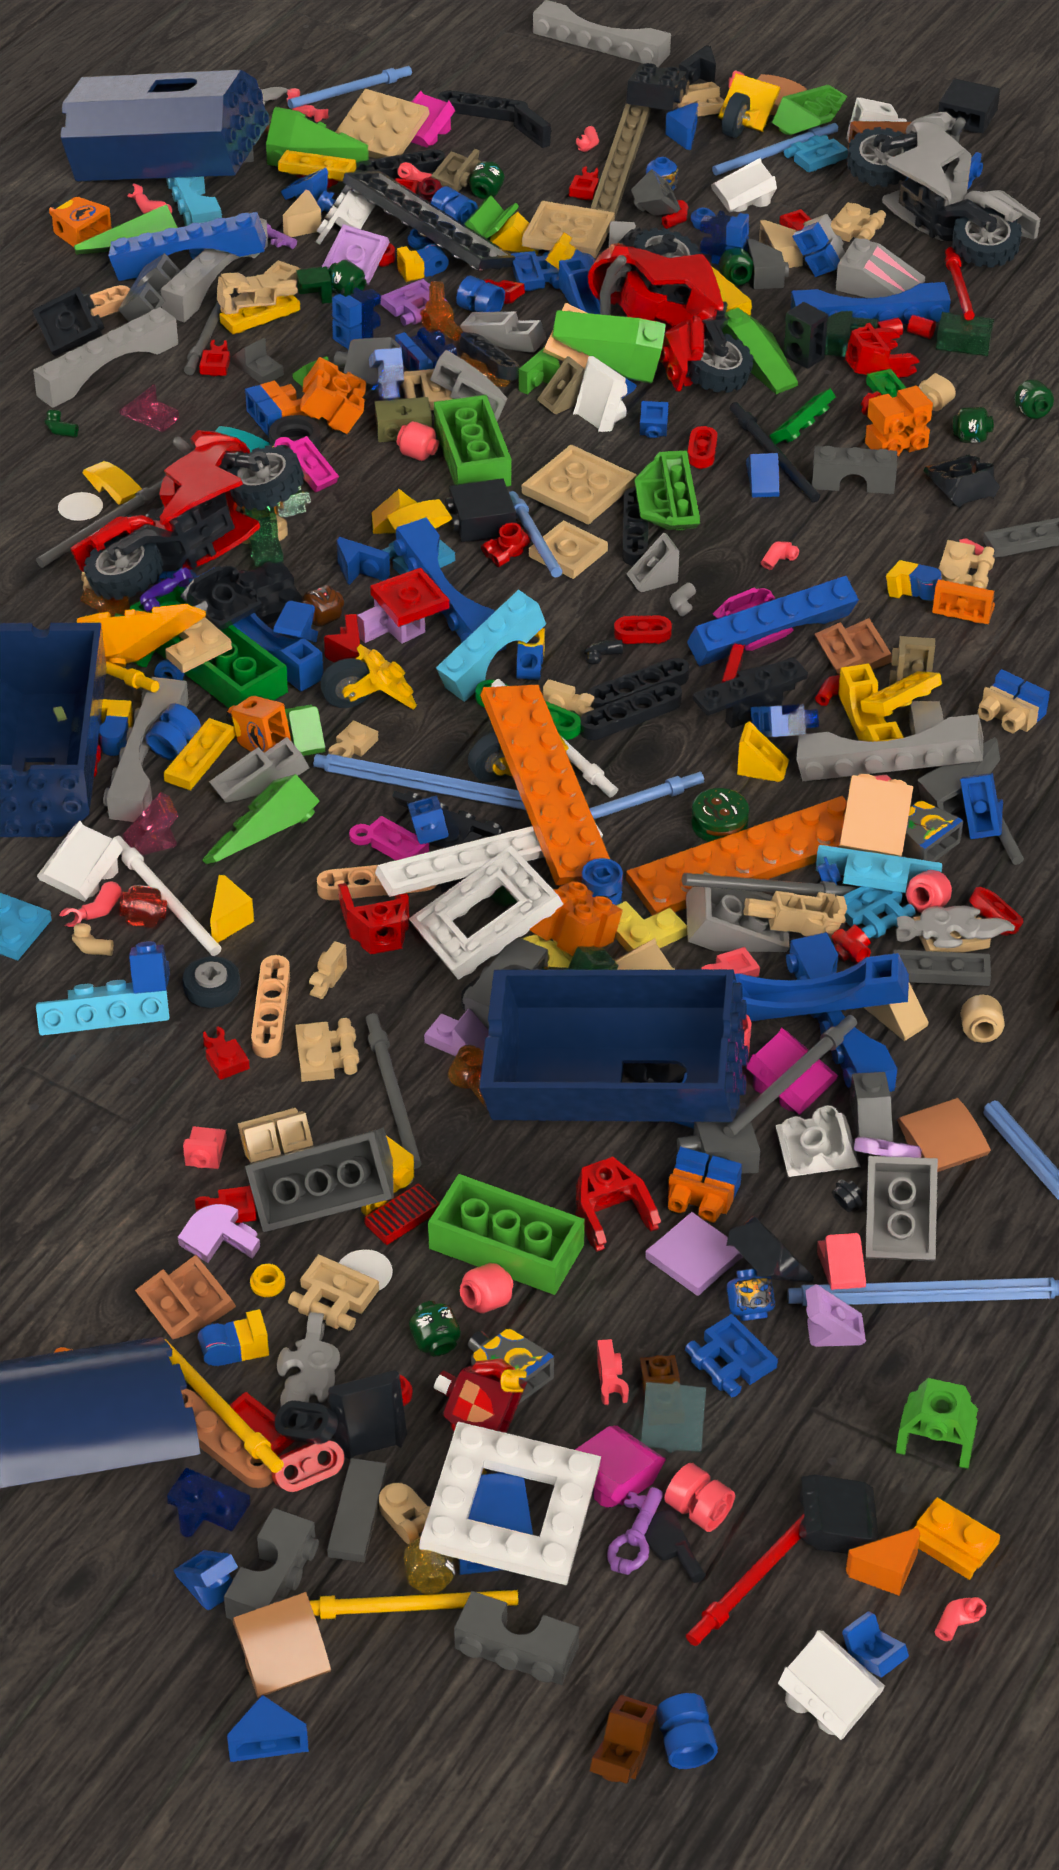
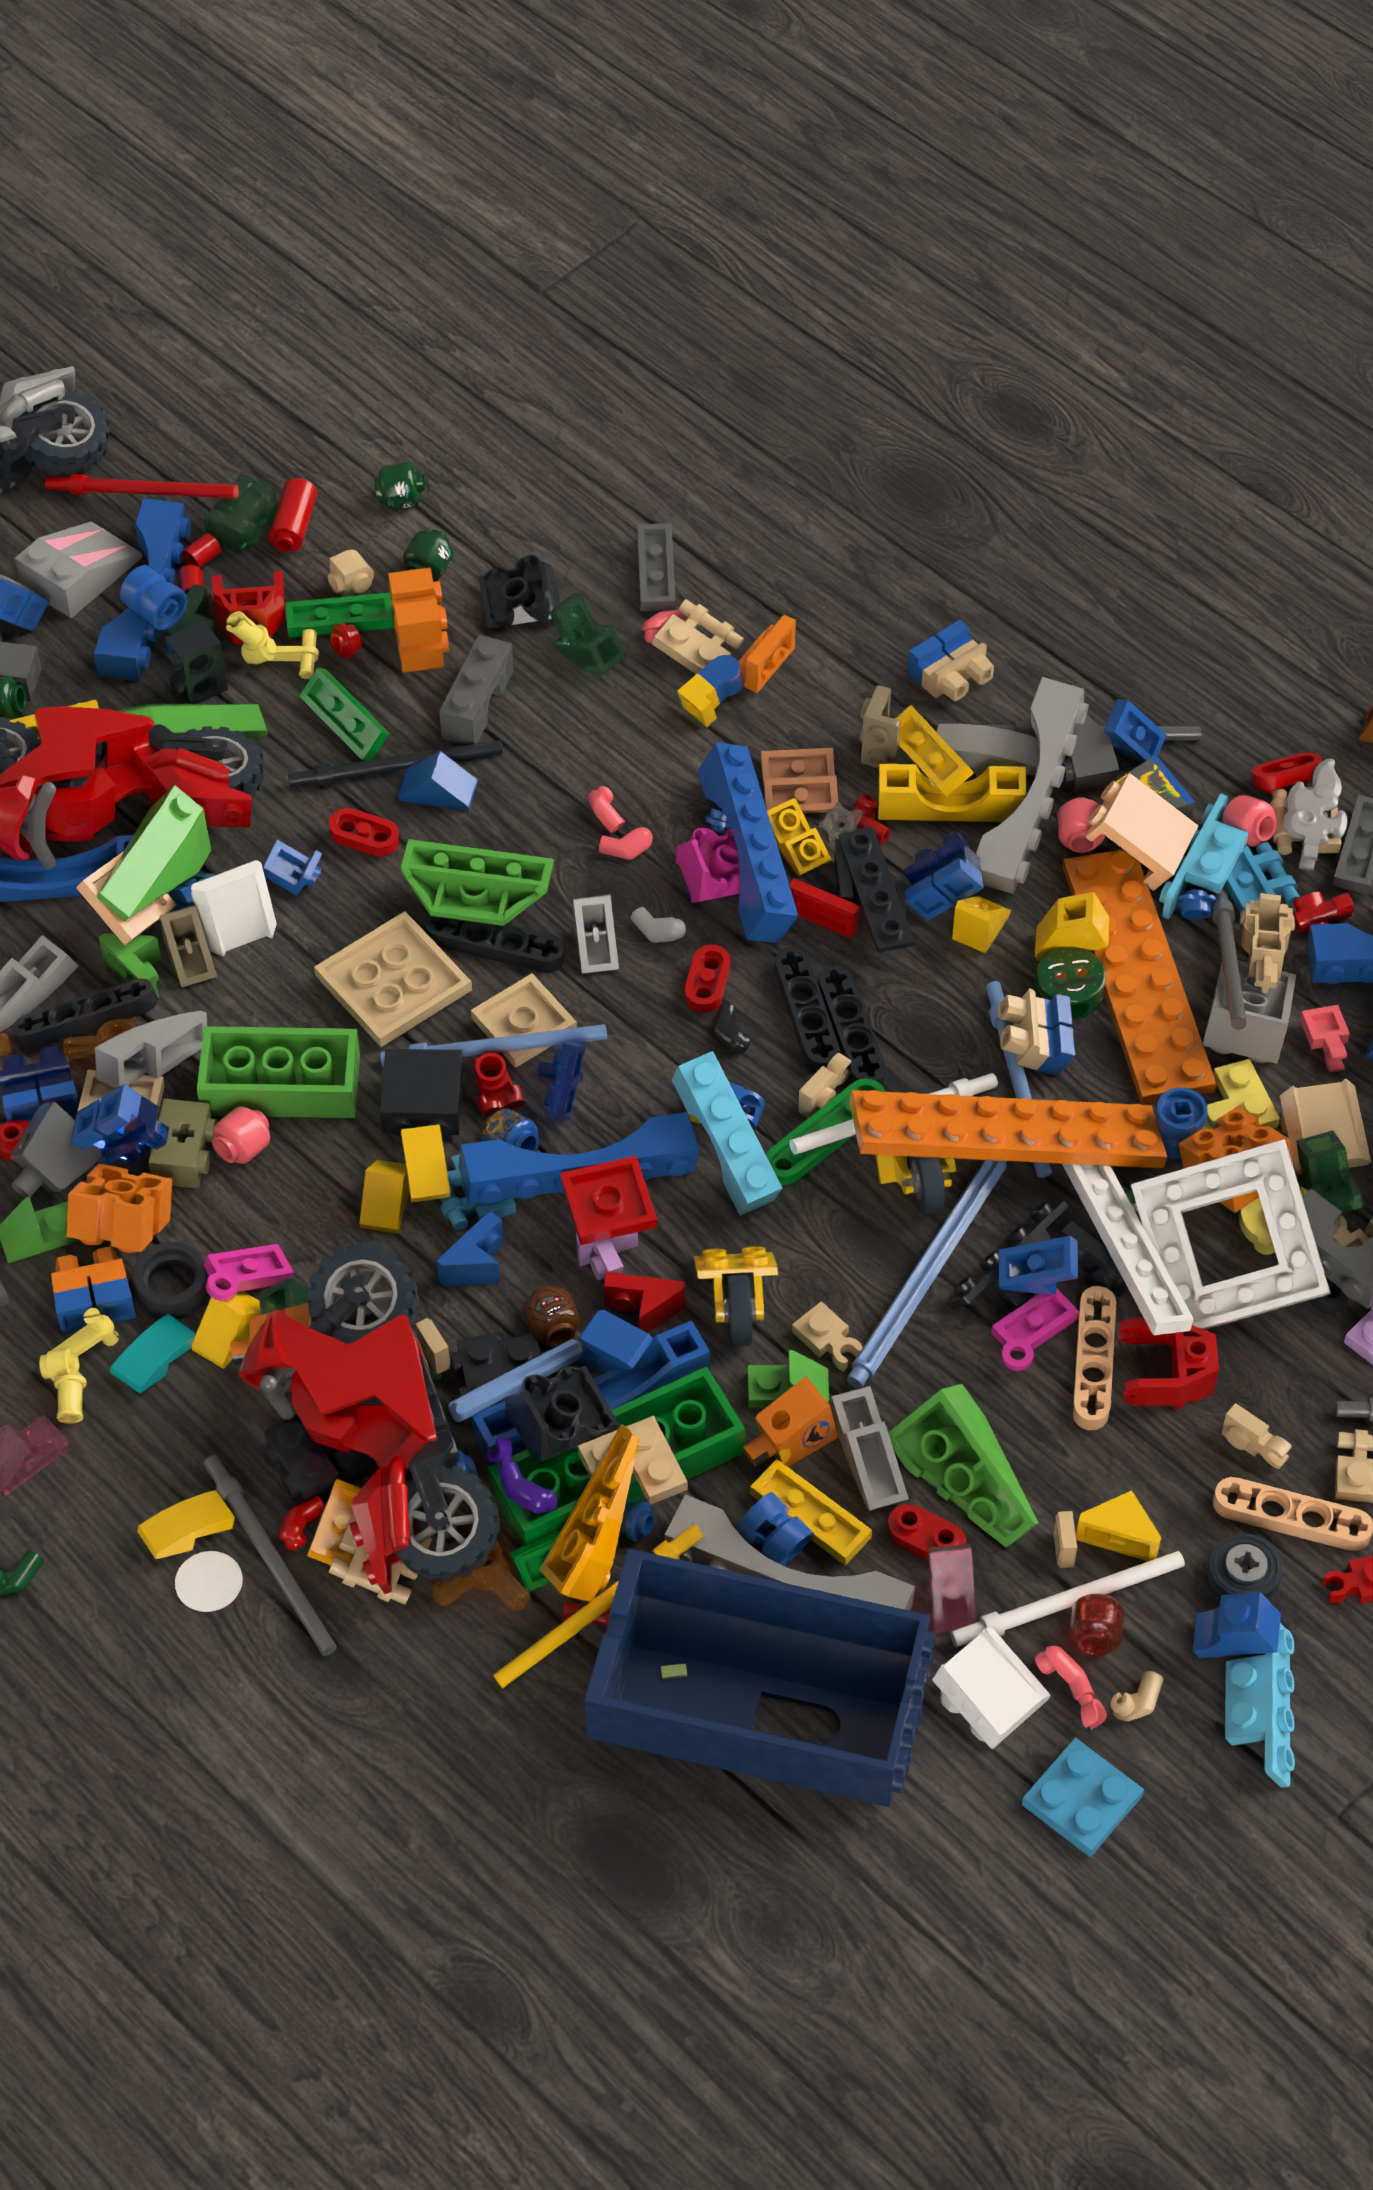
camera: 75 degrees left, 10 degrees up
(200, 817) = (925, 1531): none -> red plate
(206, 880) = (1065, 1539): none -> tan tile
(218, 409) = (63, 1363): none -> light yellow pin
(265, 542) = (433, 1345): none -> tan tile
(265, 595) = (511, 1381): none -> medium blue axle
(462, 558) = (511, 1128): none -> head
(516, 565) = (567, 1075): none -> clear blue plate
(659, 799) = (1039, 1031): none -> tan hips
(751, 573) = (629, 846): none -> coral arm
(763, 797) = (1073, 923): none -> yellow slope
(803, 647) = (795, 839): none -> yellow slope
(820, 670) = (836, 817): none -> clear plate
(843, 294) = (153, 597): none -> blue wheel
(844, 367) = (261, 648): none -> light yellow pin
(933, 510) = (581, 640): none -> clear green brick
(976, 357) = (293, 515): none -> red brick

